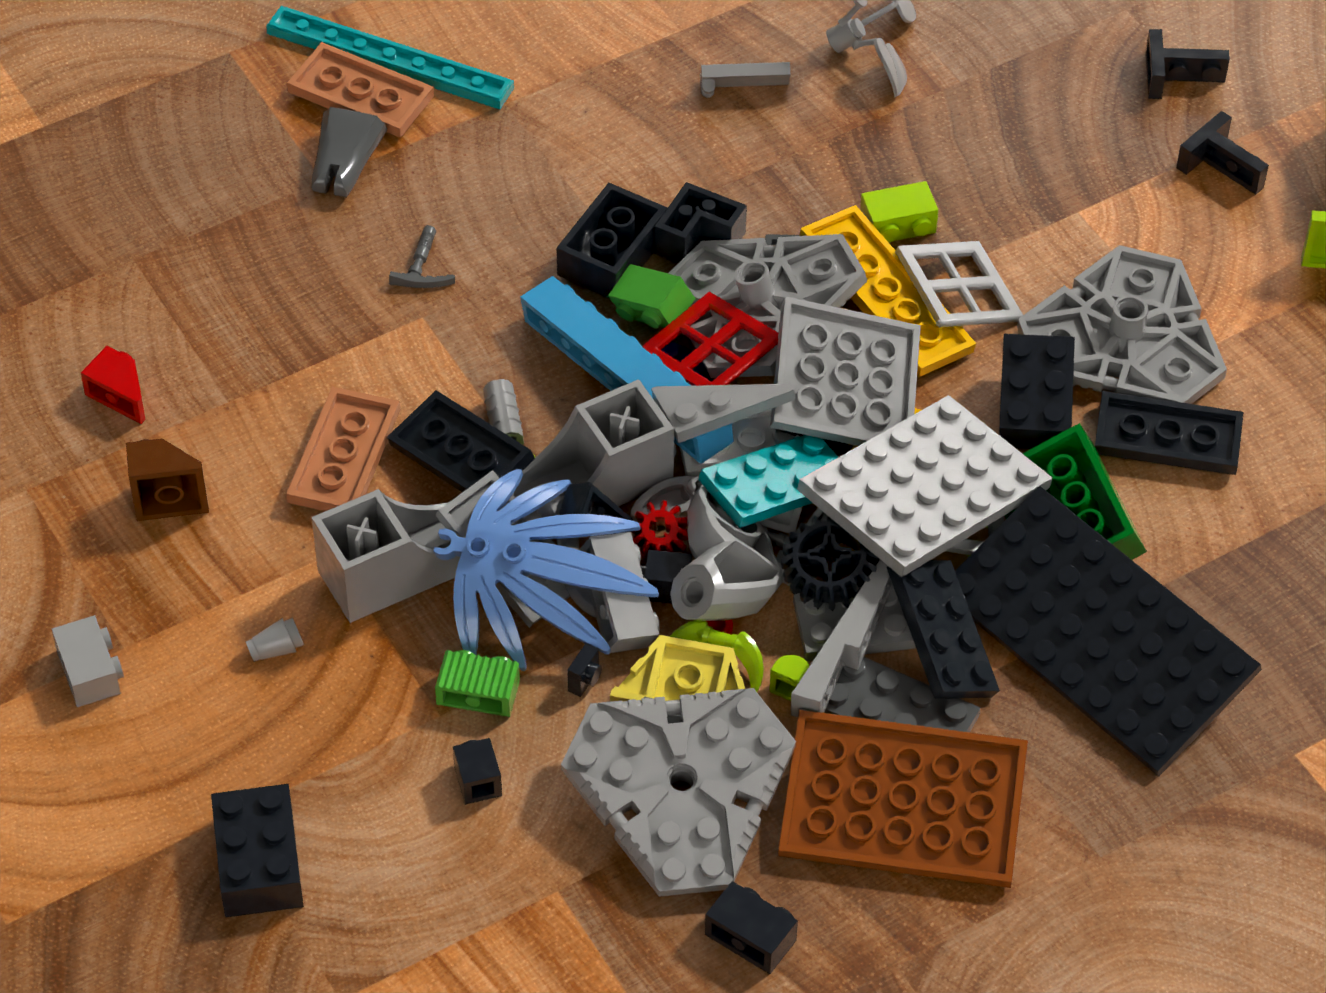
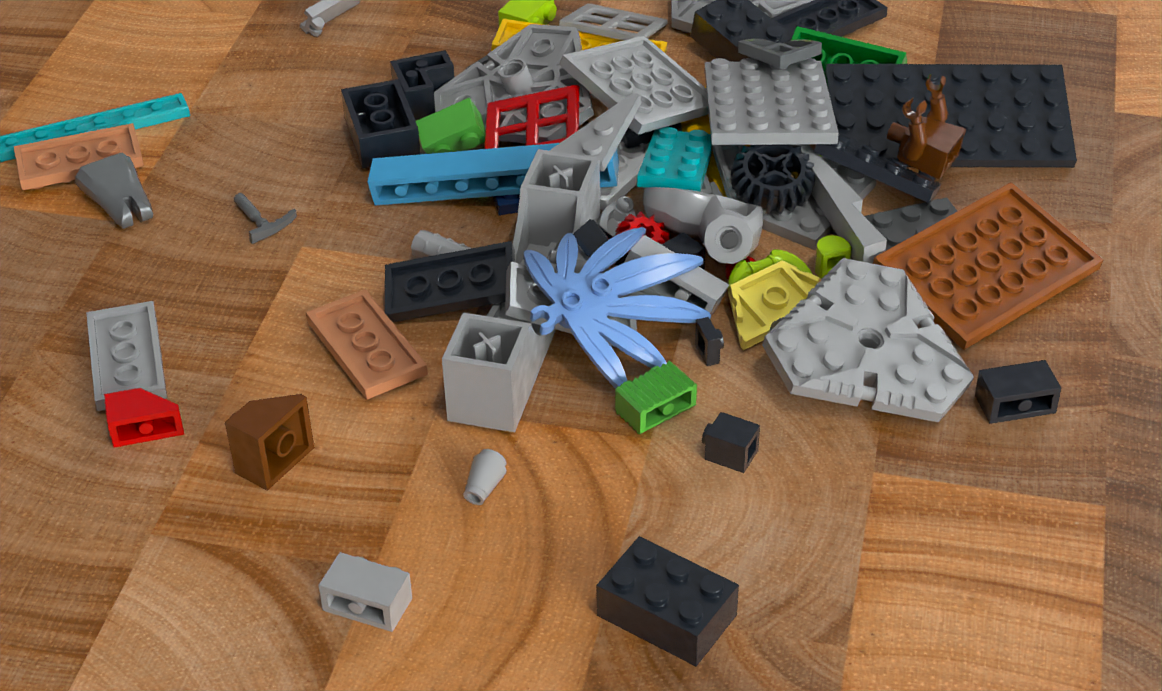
camera: 45 degrees left, 10 degrees down
(176, 317) = (125, 351): none -> light grey plate
(1010, 437) = (779, 54): none -> dark grey plate
(1014, 641) = (928, 141): none -> reddish brown torso

